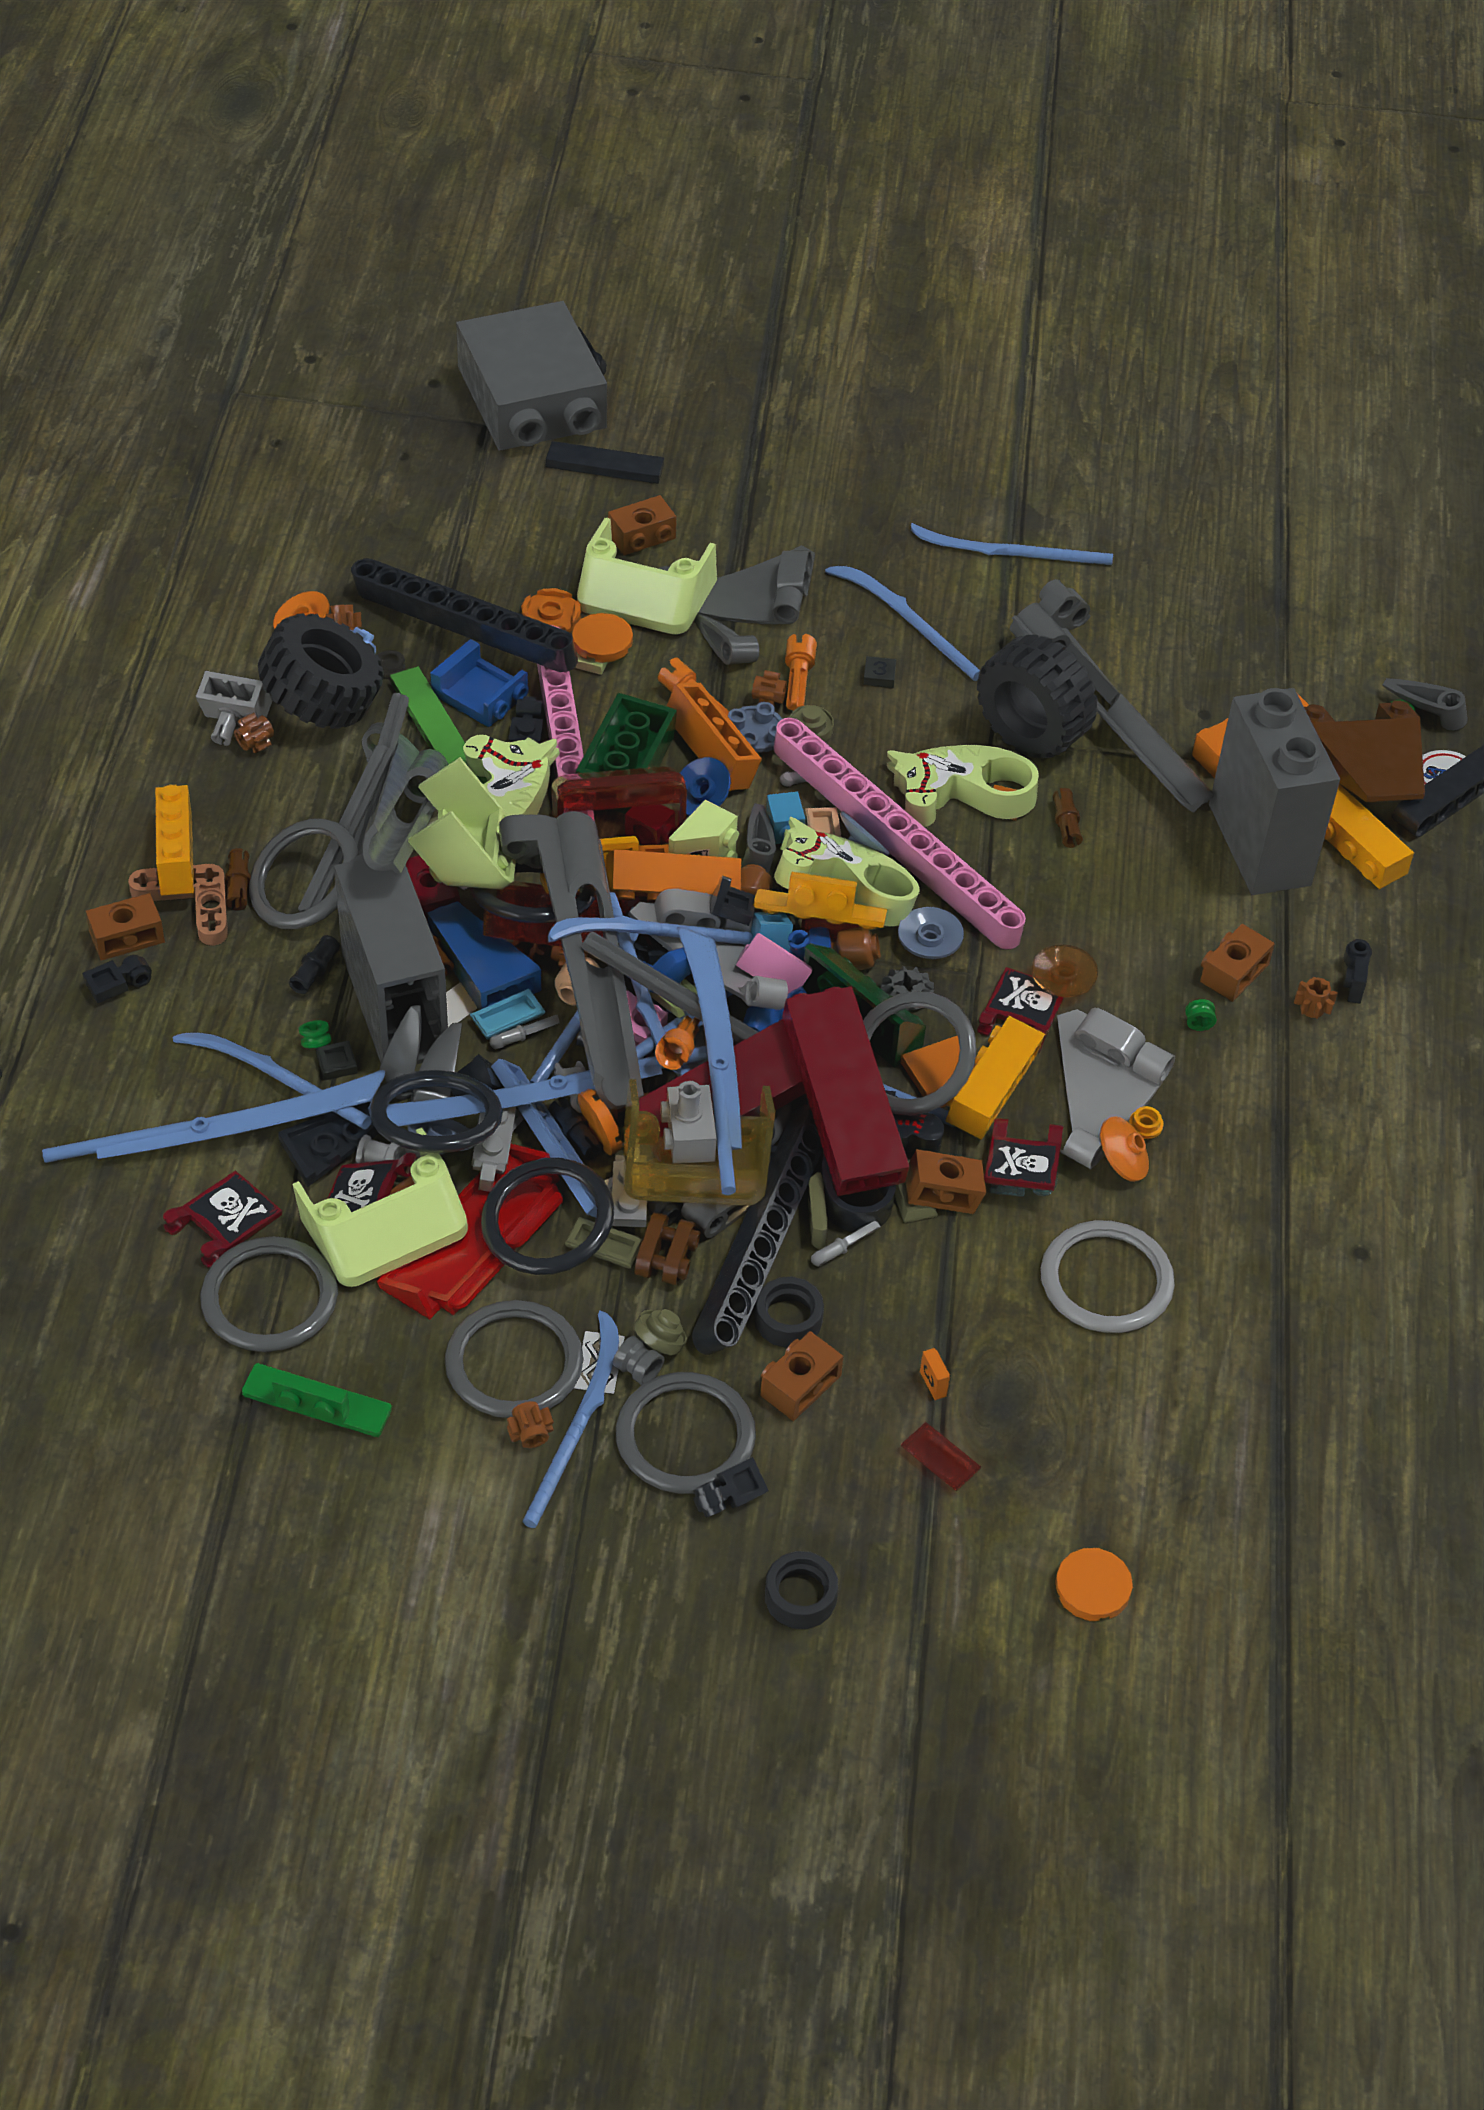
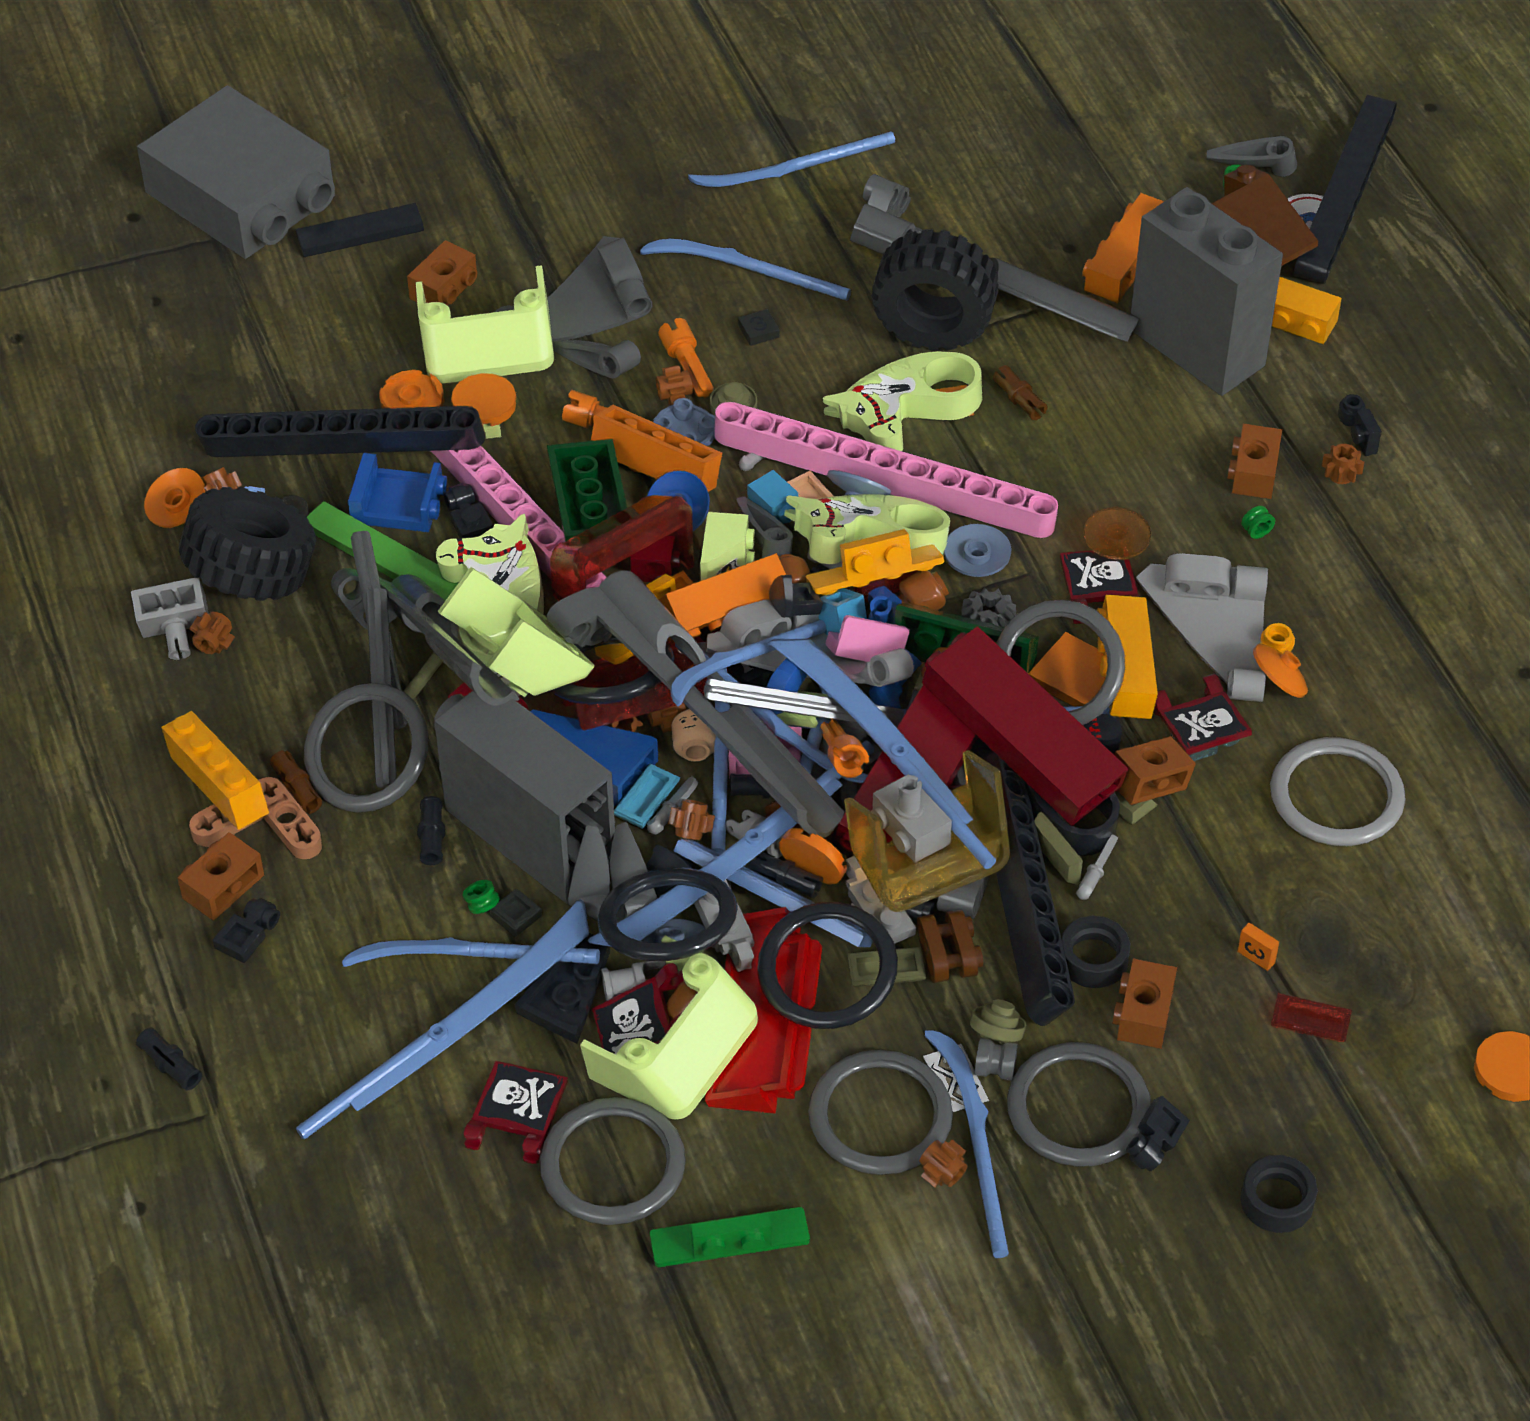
camera: 25 degrees left, 0 degrees up
(526, 1048) = (691, 819): none -> dark orange gear

